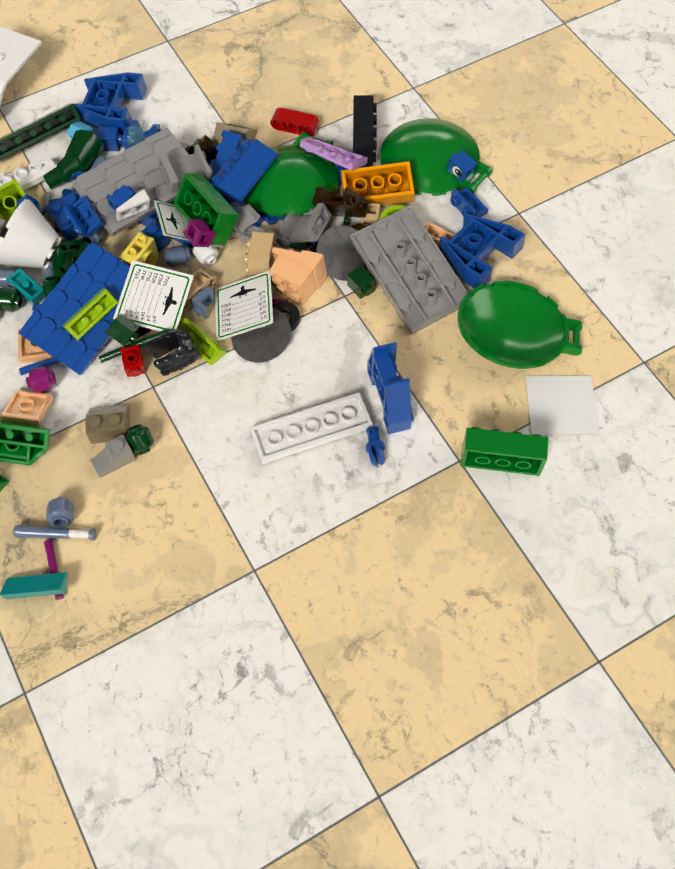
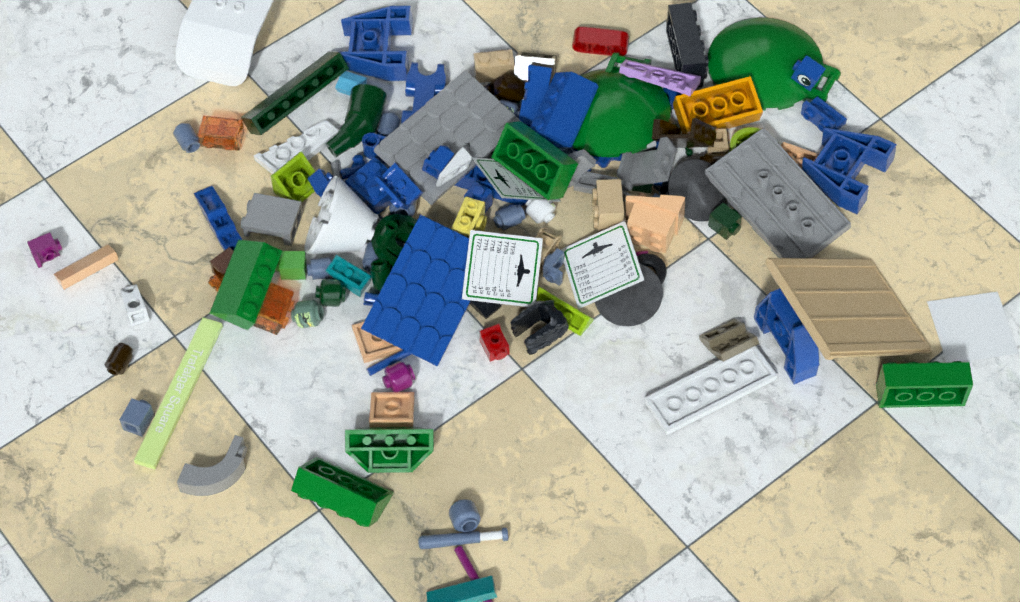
camera: 10 degrees left, 5 degrees down
(90, 313) = (437, 296): lime slope -> none
(107, 423) = (488, 414): dark tan slope -> none
(110, 137) = (391, 85): blue brick -> none
(113, 456) = (504, 449): light grey arch -> none
(123, 330) = (479, 310): dark green brick -> none
(135, 135) = (427, 86): clear light blue brick -> none
(139, 439) = (528, 426): dark green head -> none
(142, 342) = (500, 320): dark green bar -> none
(175, 169) = (491, 118): light grey panel -> none
(198, 127) = (493, 64): none -> tan brick
(199, 233) = (537, 189): magenta brick -> none
(338, 386) = (728, 340): none -> dark tan slope
(375, 446) = (784, 397): blue arm -> none
(443, 374) = (847, 307): none -> tan door
(516, 325) = (907, 247): green dish -> none

